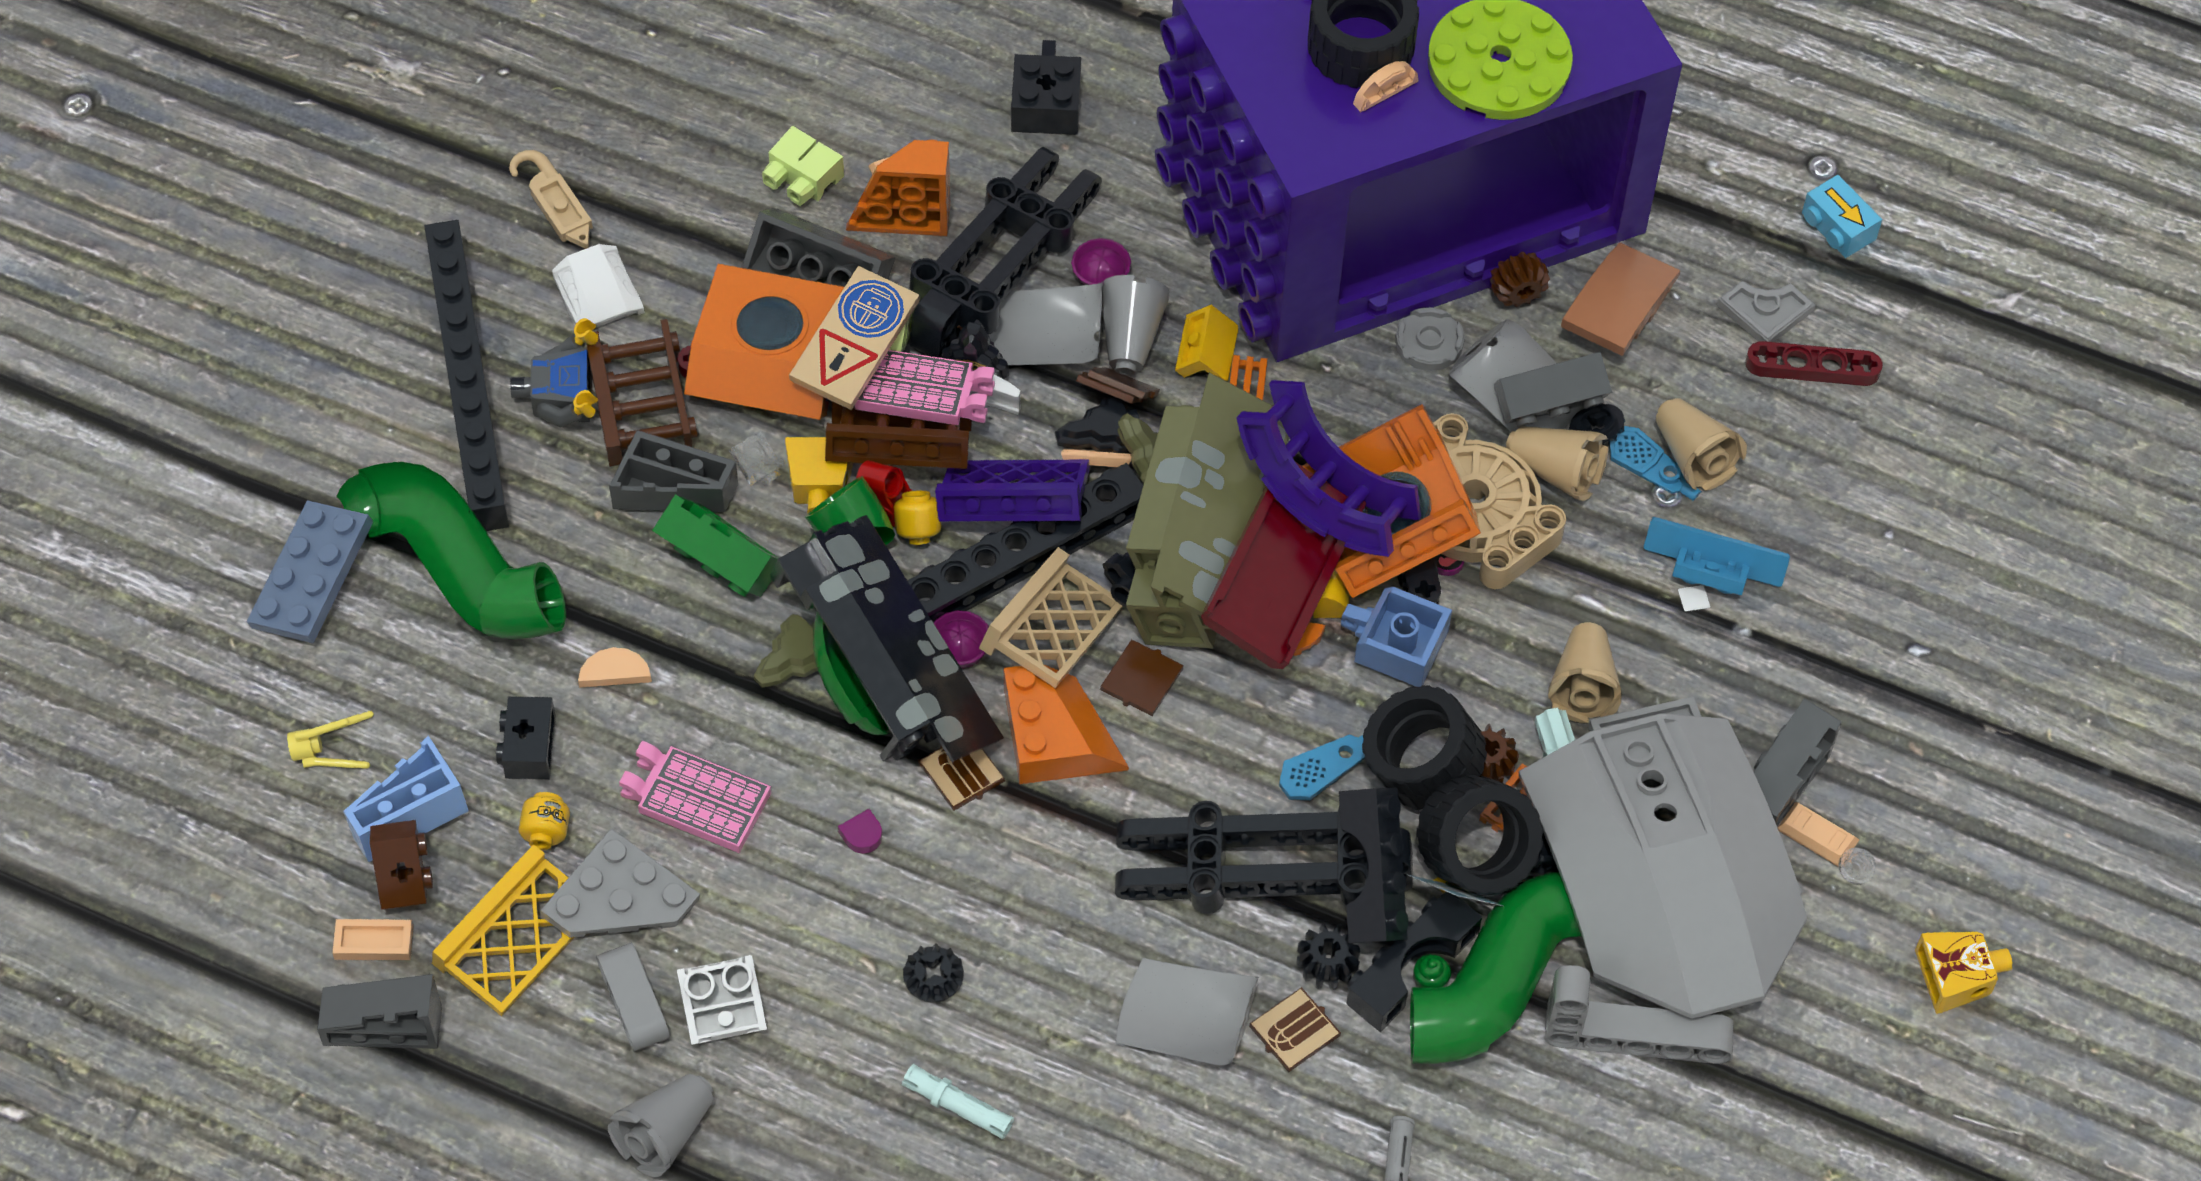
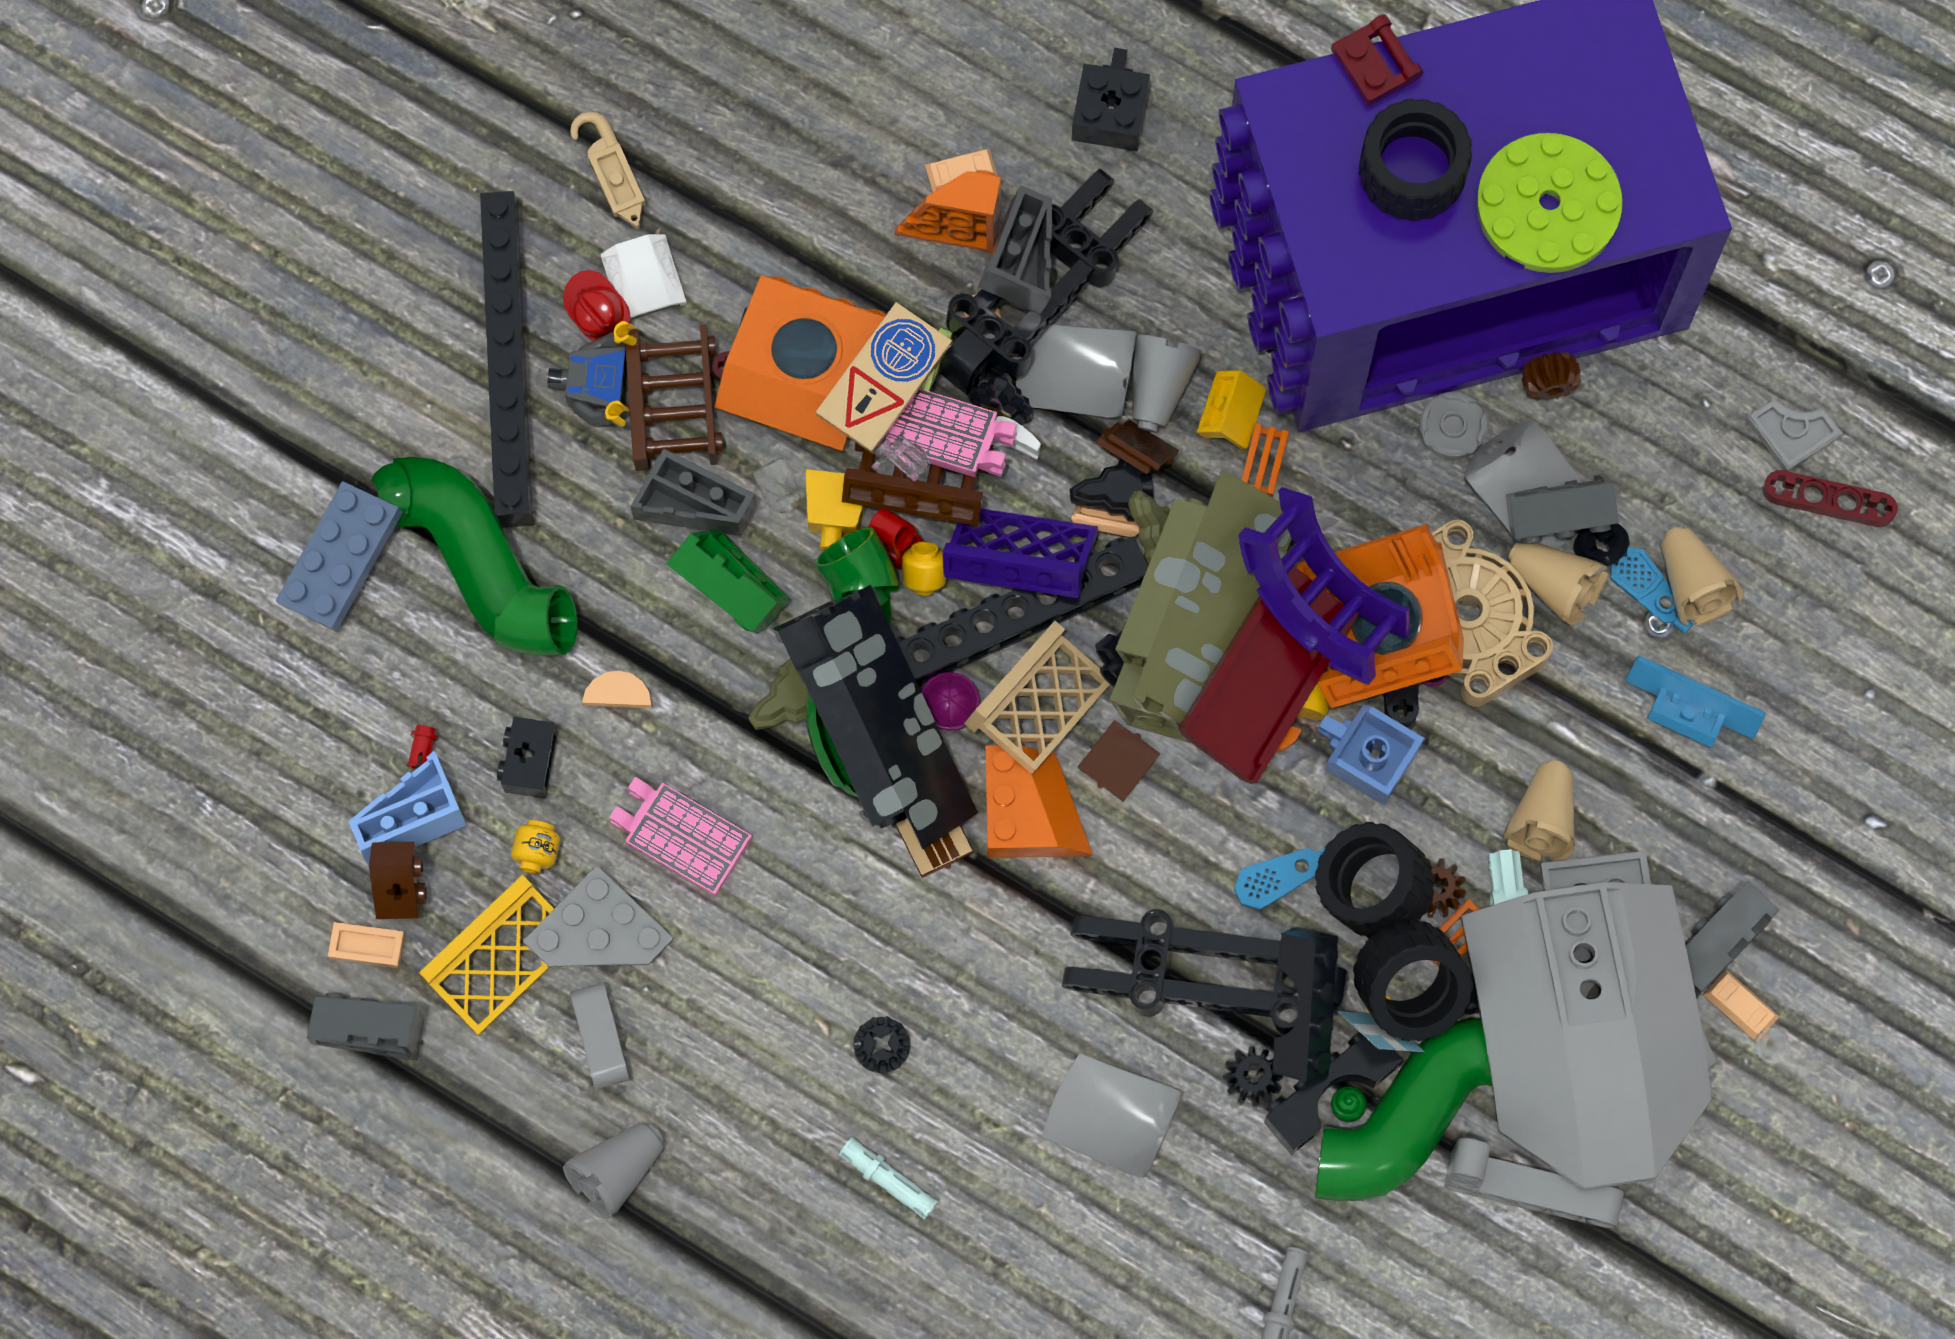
camera: 10 degrees right, 15 degrees up
(306, 743) = (322, 736): light yellow plant -> none
(414, 732) = (422, 744): none -> red pin
(548, 317) = (594, 304): none -> red piece
(721, 1000) = (681, 1048): white slope -> none
(803, 165) = (860, 160): yellowish green hips -> none
(808, 251) = (856, 267): dark grey slope -> none
(862, 832) = (832, 892): magenta tile -> none
(887, 405) = (905, 455): none -> clear bracket
(978, 214) = (1021, 254): none -> dark grey wedge
(1100, 260) = (1140, 305): magenta hat -> none
(1295, 1029) = (1211, 1143): piece -> none
(1384, 84) = (1429, 223): light nougat tile -> none
(1620, 298) = (1649, 405): nougat slope -> none
(1694, 598) = (1665, 740): white sticker -> none
(1841, 216) = (1887, 338): medium azure brick -> none
(1959, 967) = (1849, 1163): yellow torso -> none

